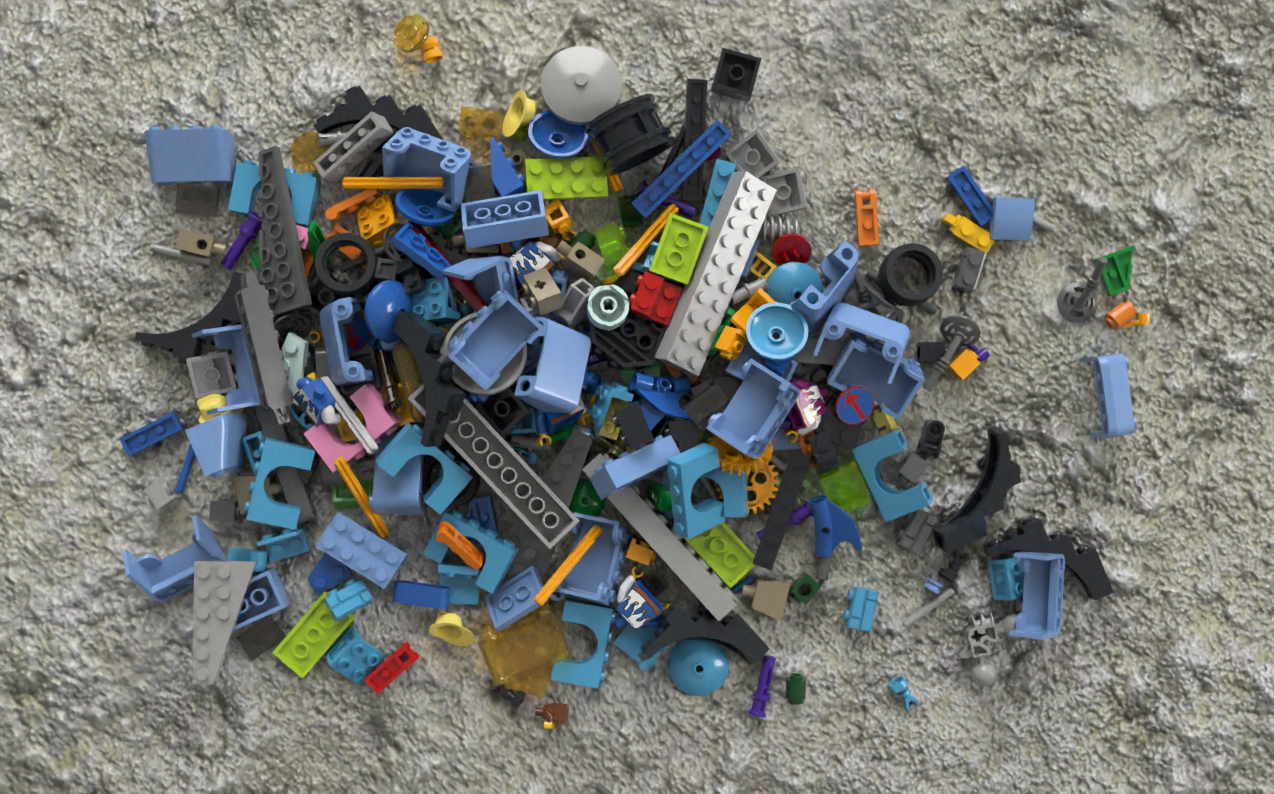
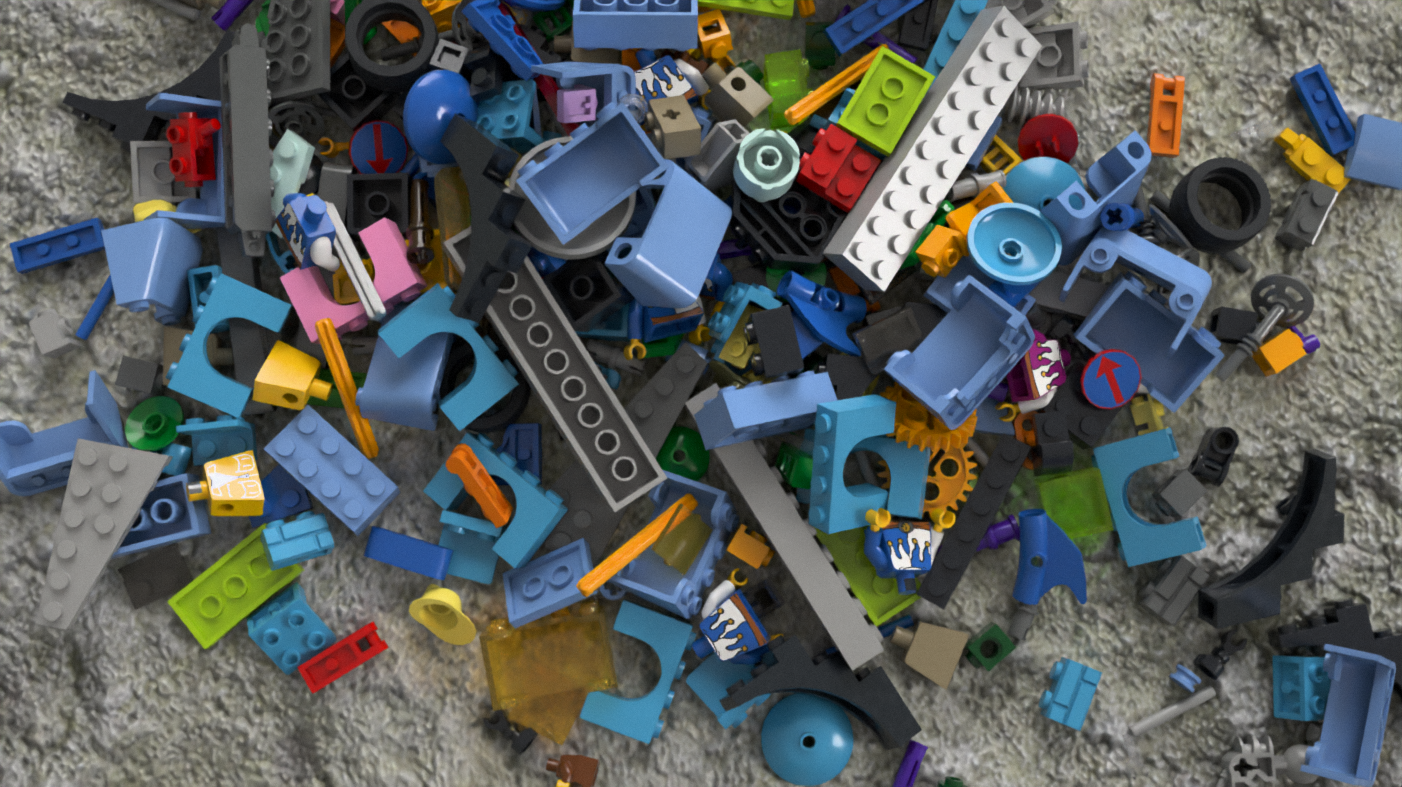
camera: 10 degrees right, 5 degrees down
(228, 358) = (192, 148): none -> red brick
(233, 537) = (154, 423): none -> green dish
(298, 573) = (230, 486): none -> yellow torso
(323, 497) = (290, 378): none -> yellow torso
(332, 318) = (359, 192): medium blue windscreen -> none
(476, 288) = (576, 104): none -> lavender bracket
(513, 289) = (640, 102): none -> clear plate
(596, 555) = (682, 539): none -> clear yellow piece
(739, 536) = (903, 548): none -> torso
(846, 296) = (1121, 216): none -> blue pin

